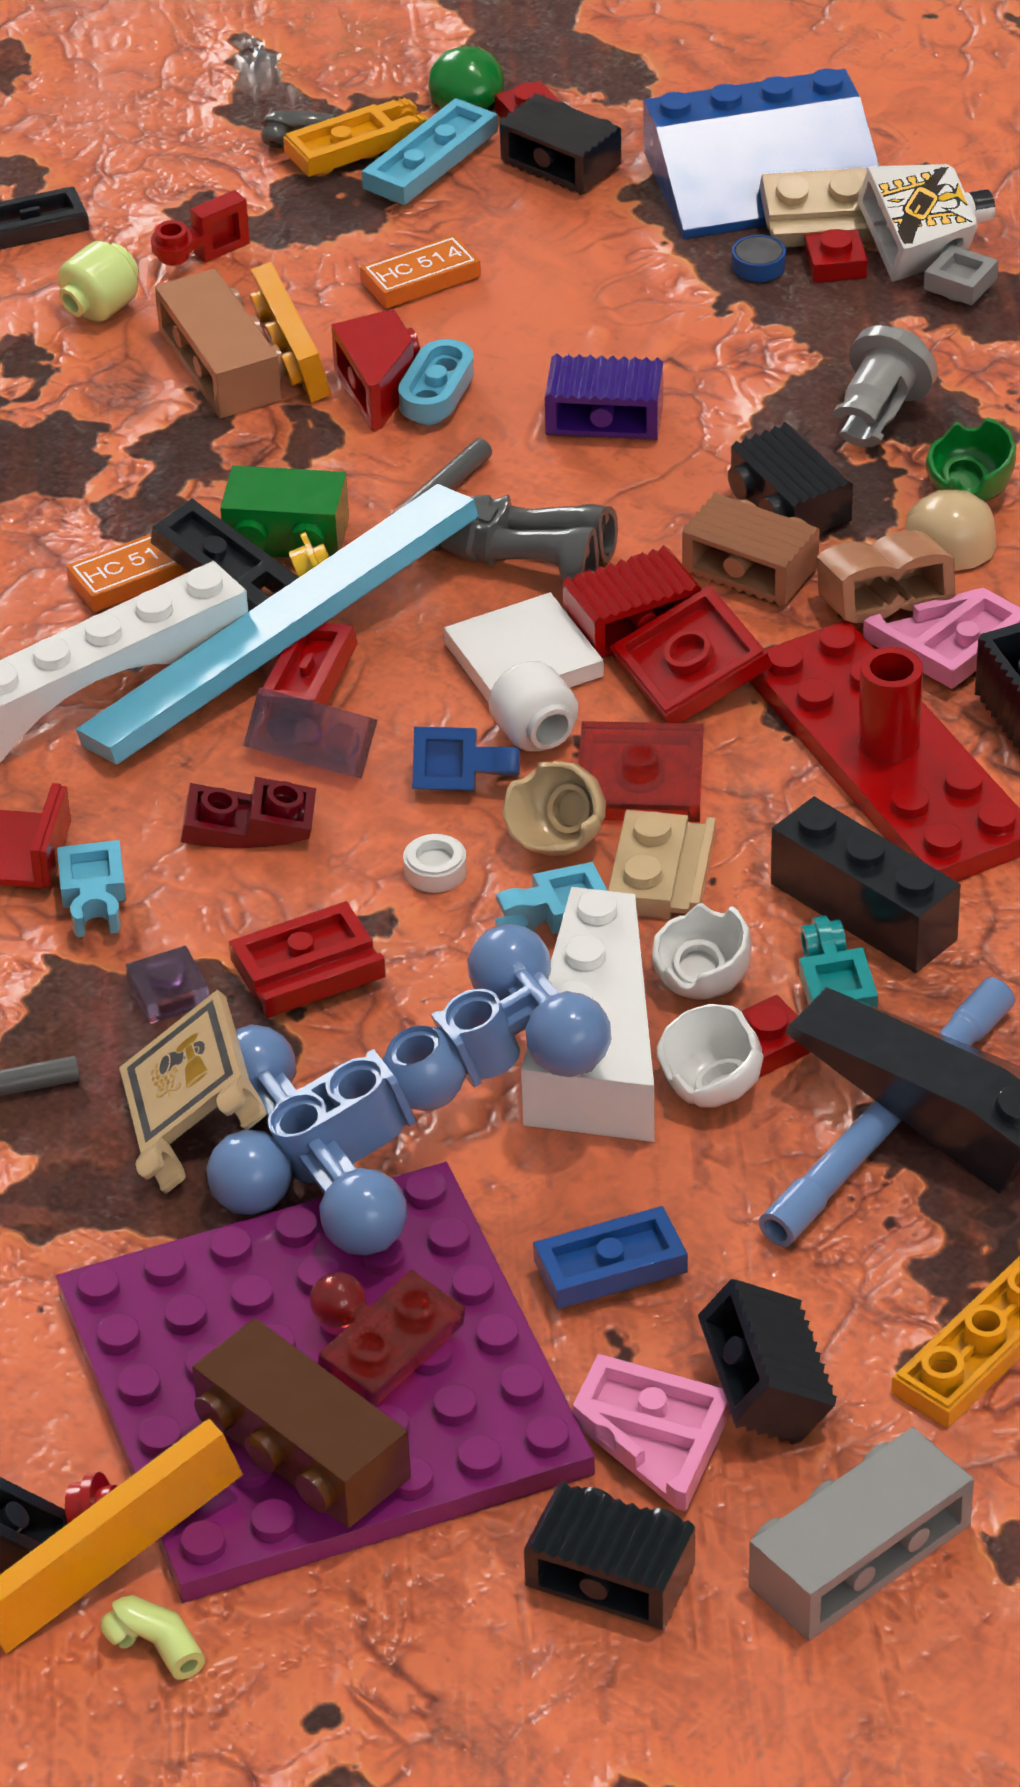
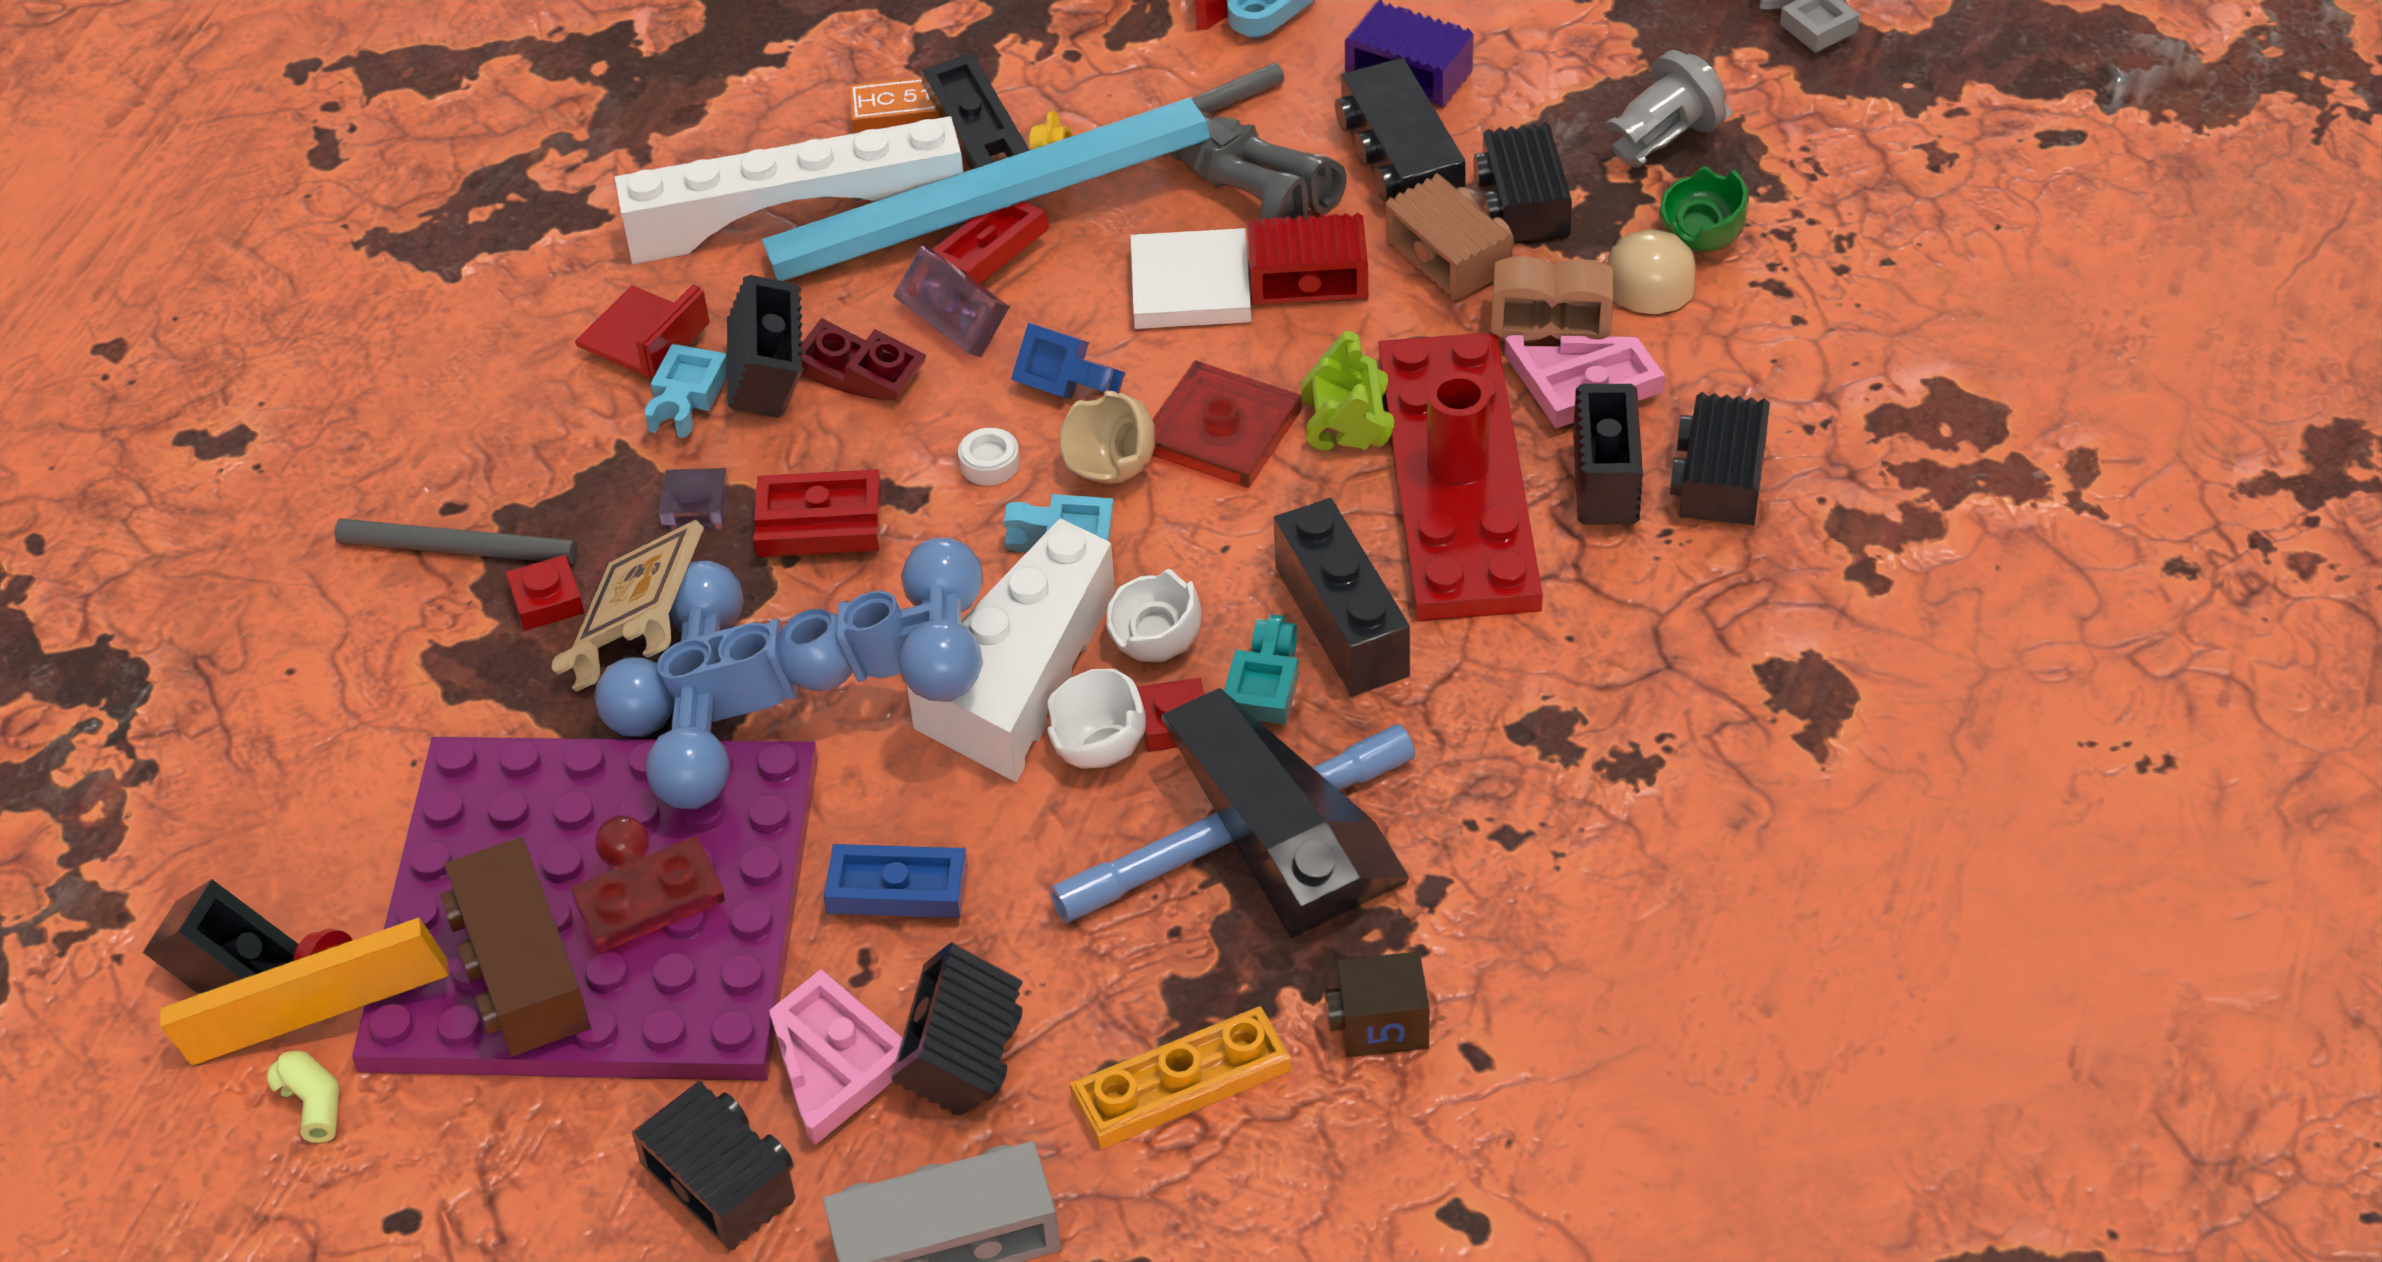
camera: 25 degrees right, 5 degrees up
(73, 1112) = (545, 592): none -> red plate
(159, 820) = (764, 346): none -> black brick
(282, 503) = (1058, 77): green brick -> none
(533, 706) = (1154, 333): white head -> none
(642, 468) = (1396, 129): none -> black brick
(663, 862) = (1183, 520): tan plate -> none
(690, 656) = (1314, 314): red tile -> none
(752, 710) = (1346, 397): none -> lime piece

